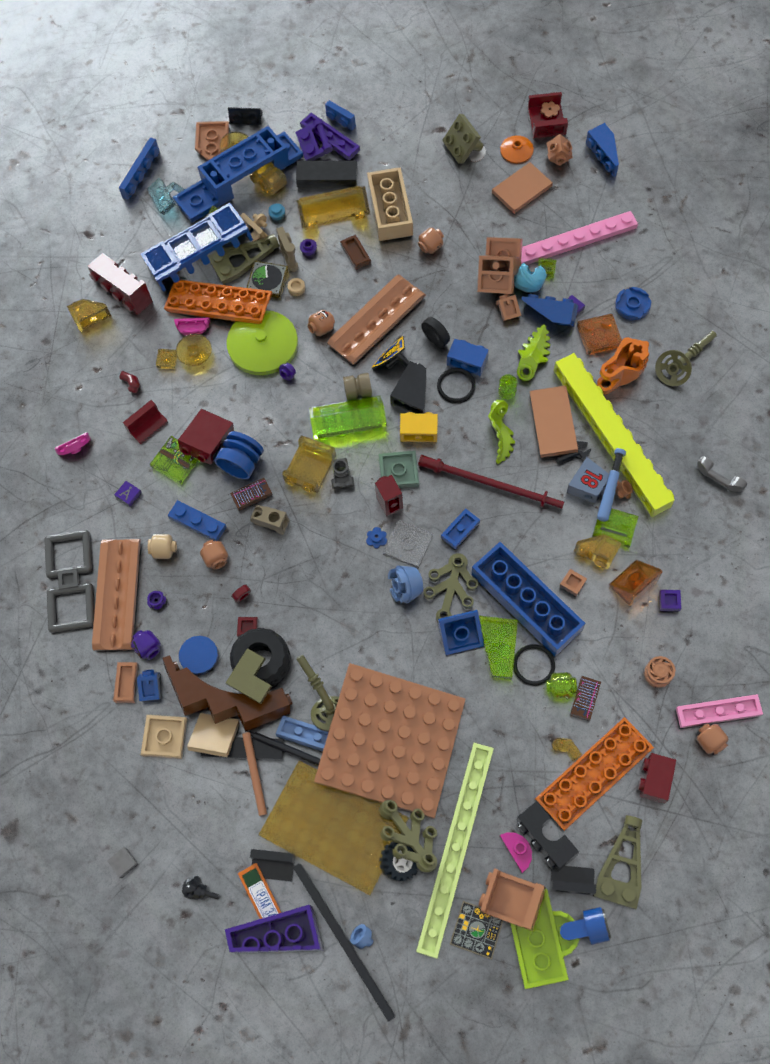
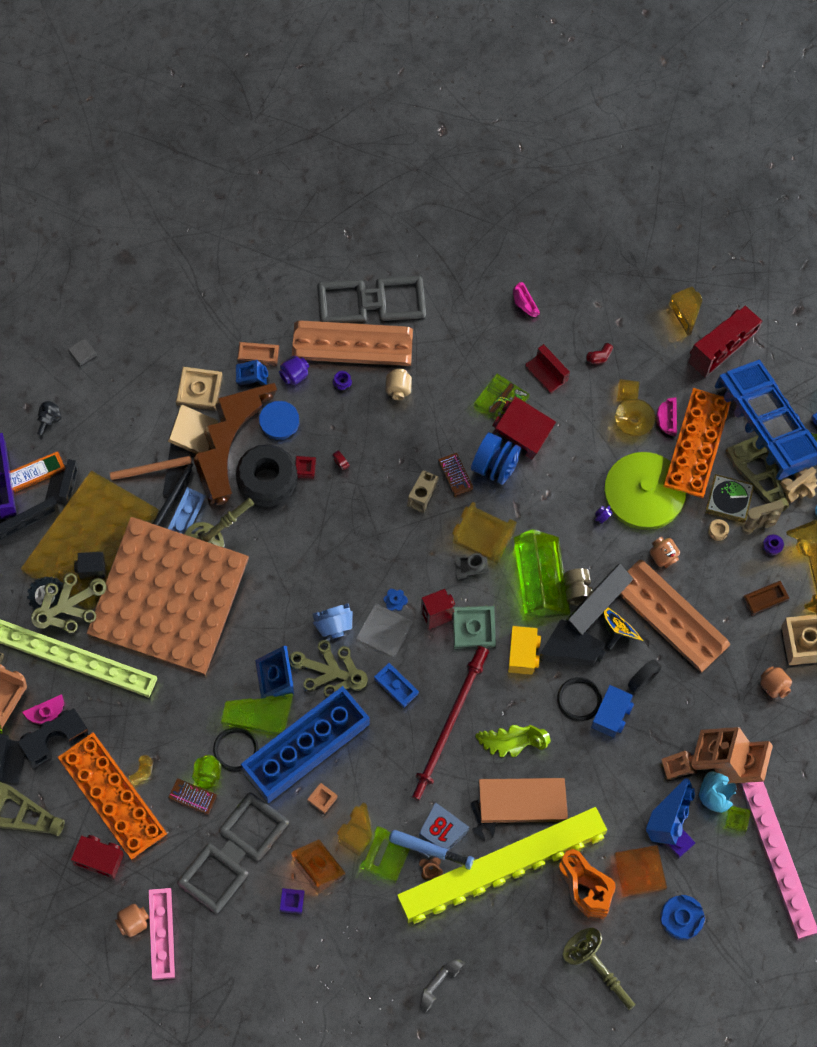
camera: 85 degrees right, 0 degrees up
(127, 493) = (465, 353): dark purple tile -> none
(197, 521) = (428, 420): blue plate -> none
(214, 554) = (385, 434): nougat head -> none
(244, 677) = (241, 454): olive tile -> none
(367, 818) = (90, 565): none -> black brick
(371, 365) = (599, 599): none -> tile
(507, 391) = (568, 757): clear neon green wheel -> none
(533, 353) = (614, 788): lime plant -> none
(633, 656) = (233, 852): none -> dark grey bar
(658, 672) = (212, 877): nougat wheel -> none

